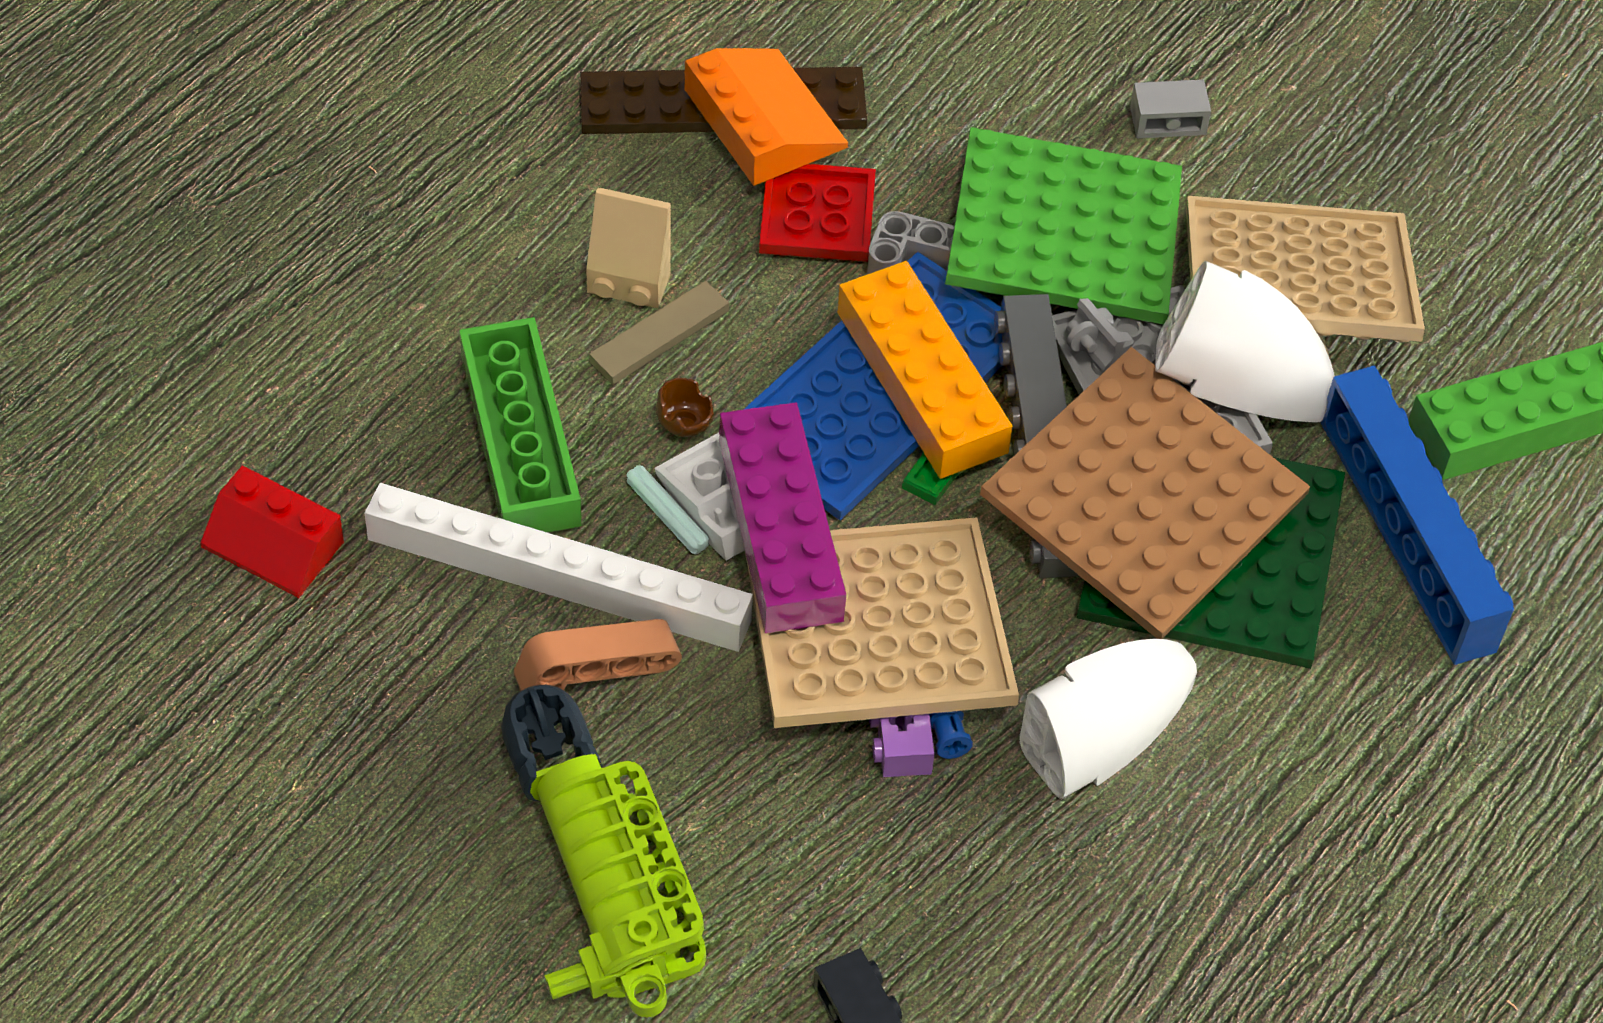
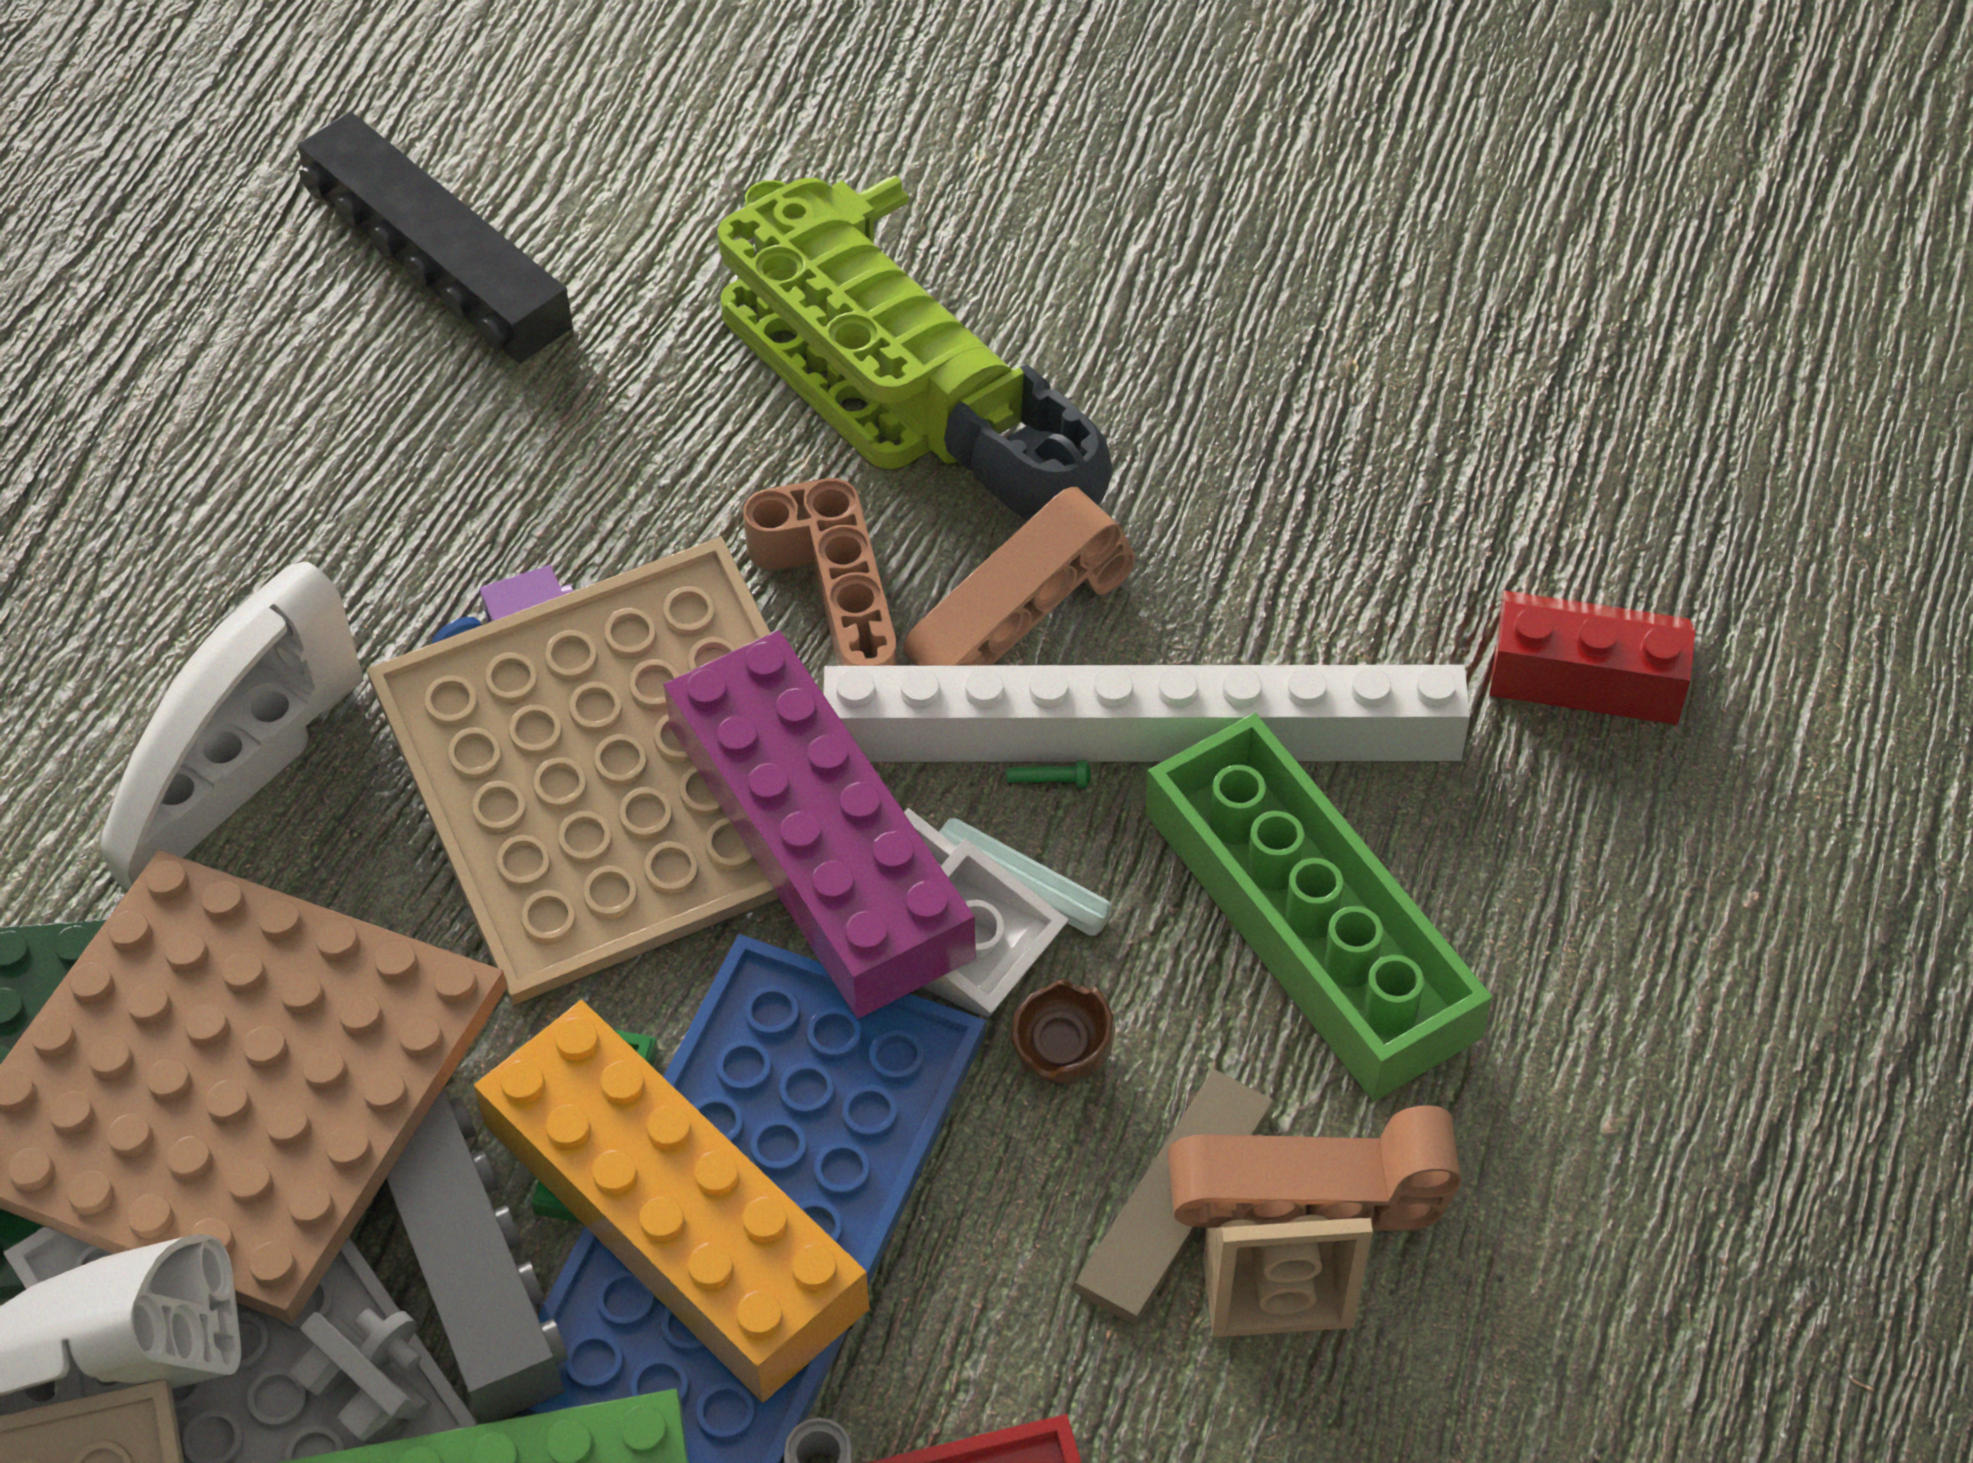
camera: 165 degrees right, 0 degrees up
(587, 299) = (1394, 1180): none -> nougat beam
(703, 704) = (826, 527): none -> nougat beam

